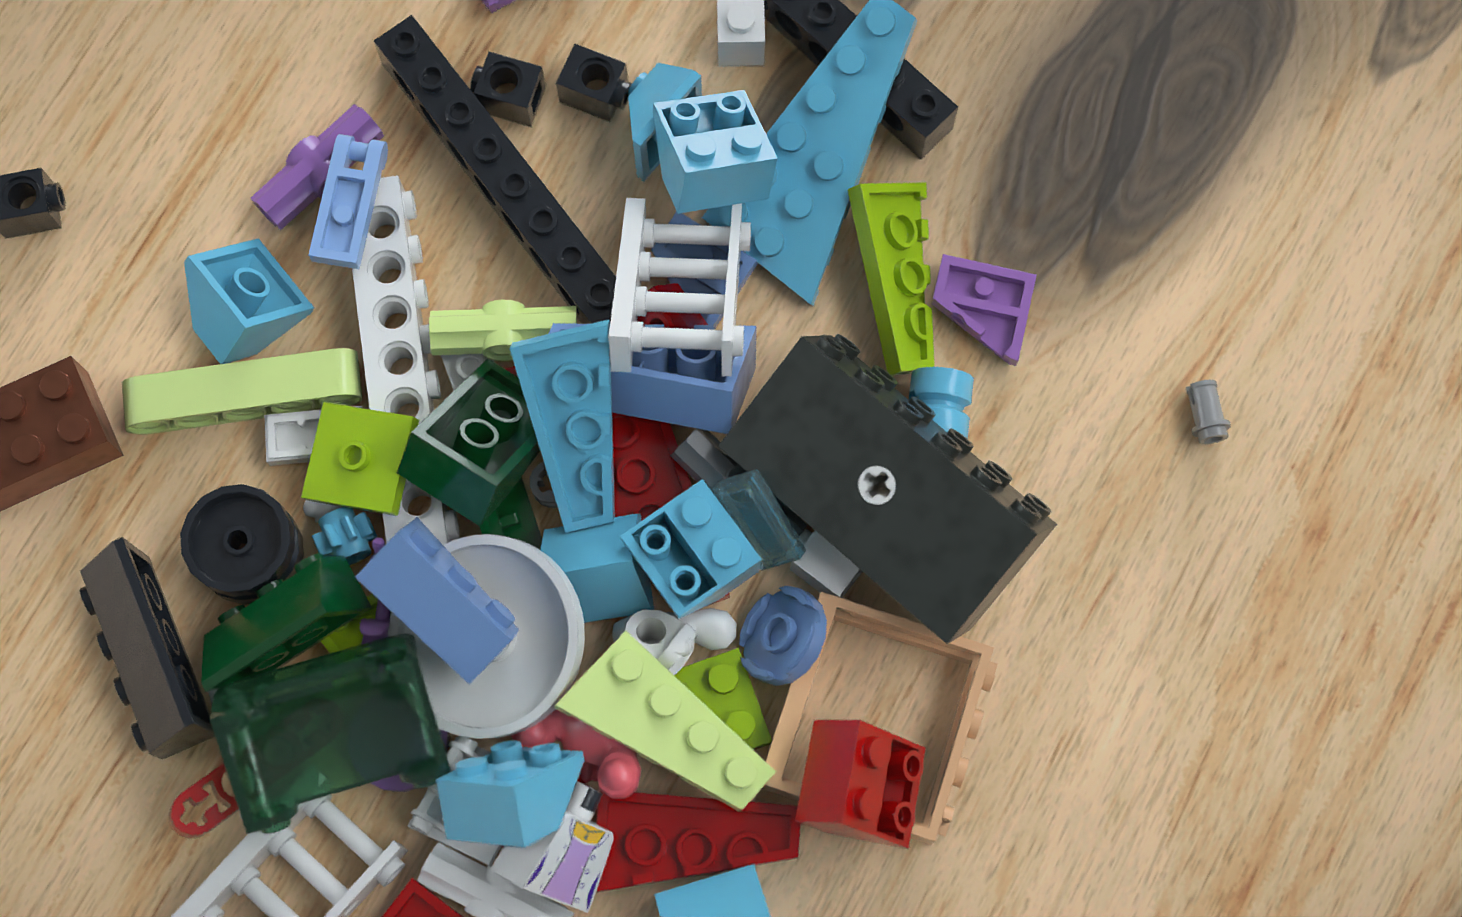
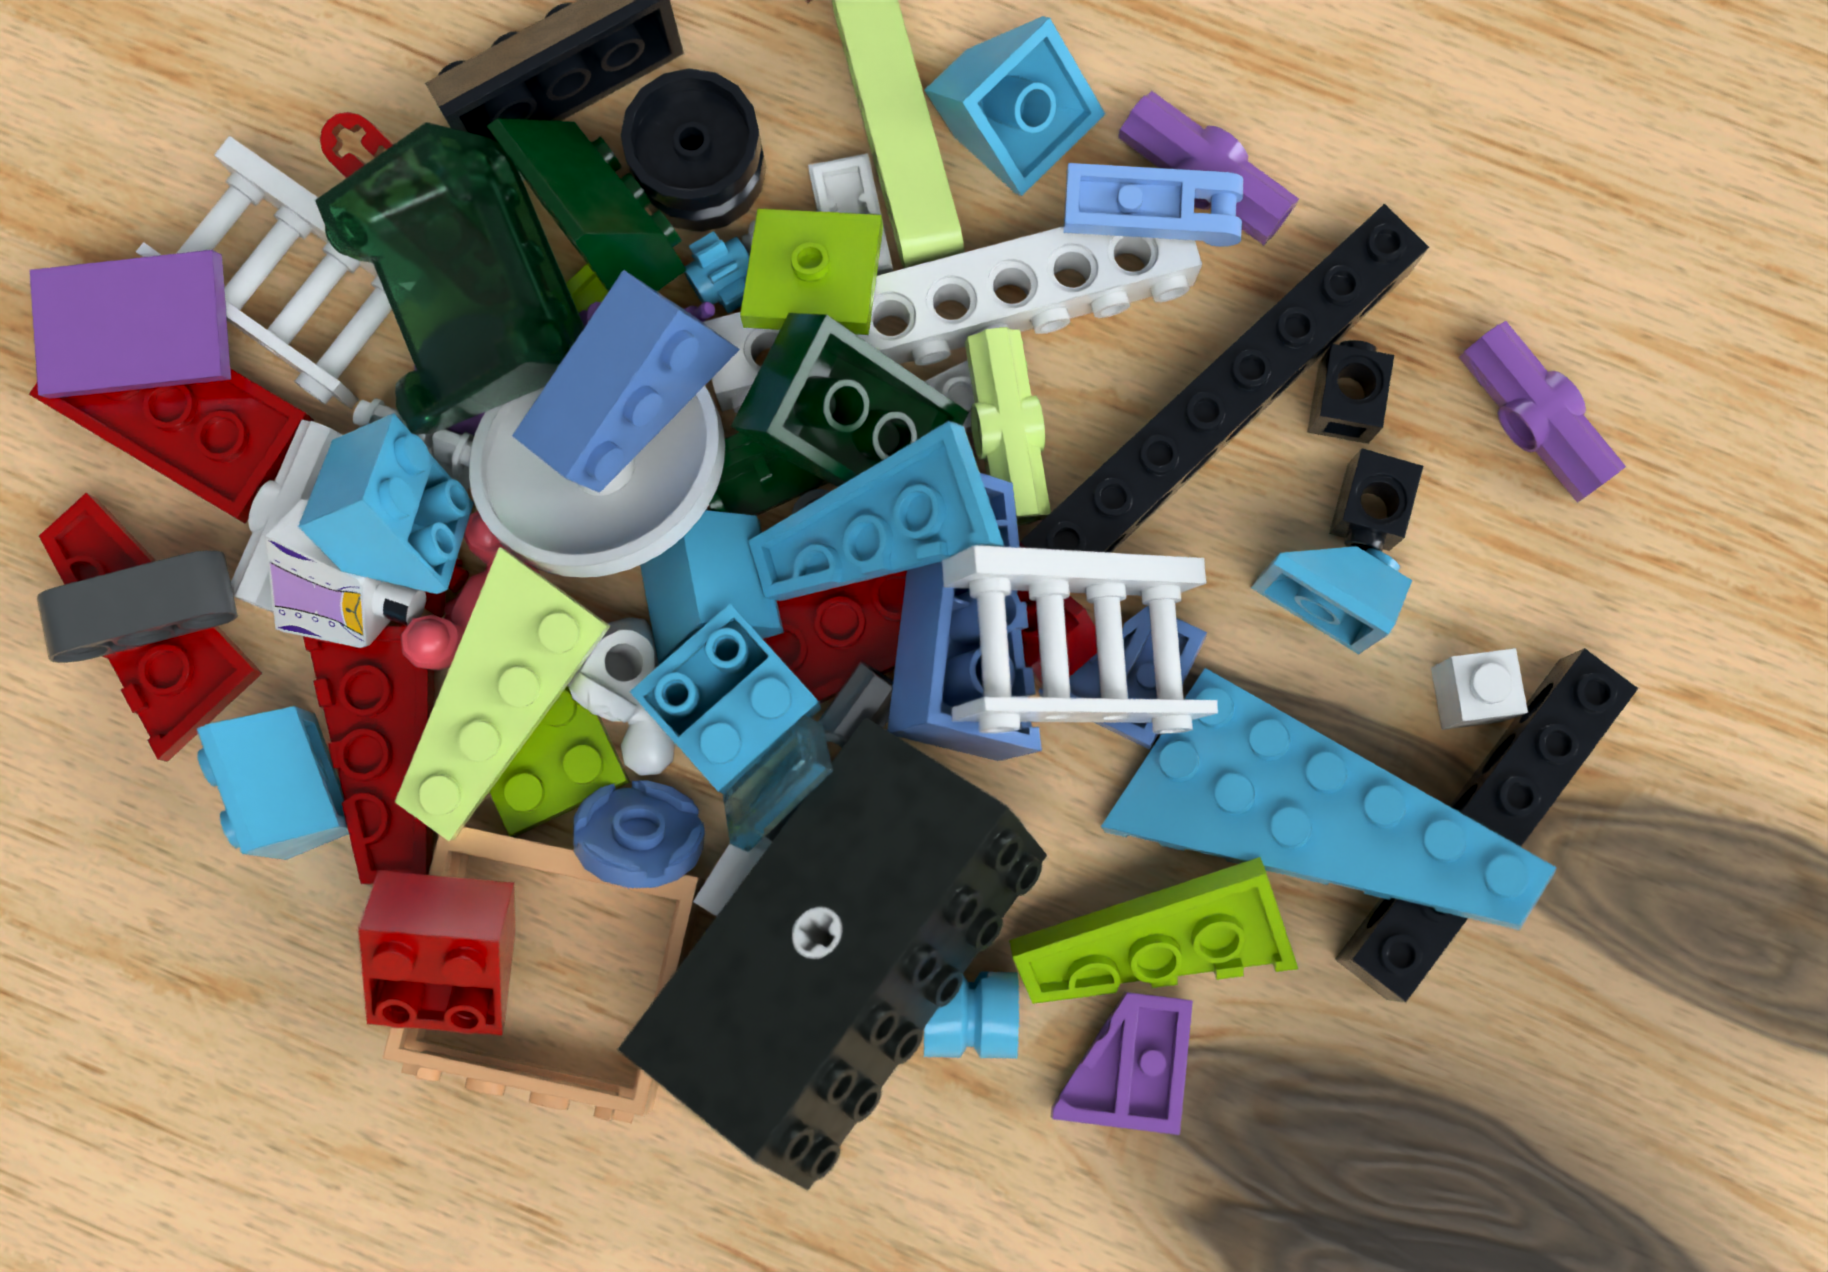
camera: 85 degrees right, 5 degrees up
(713, 151) = (1281, 663): medium azure slope -> none

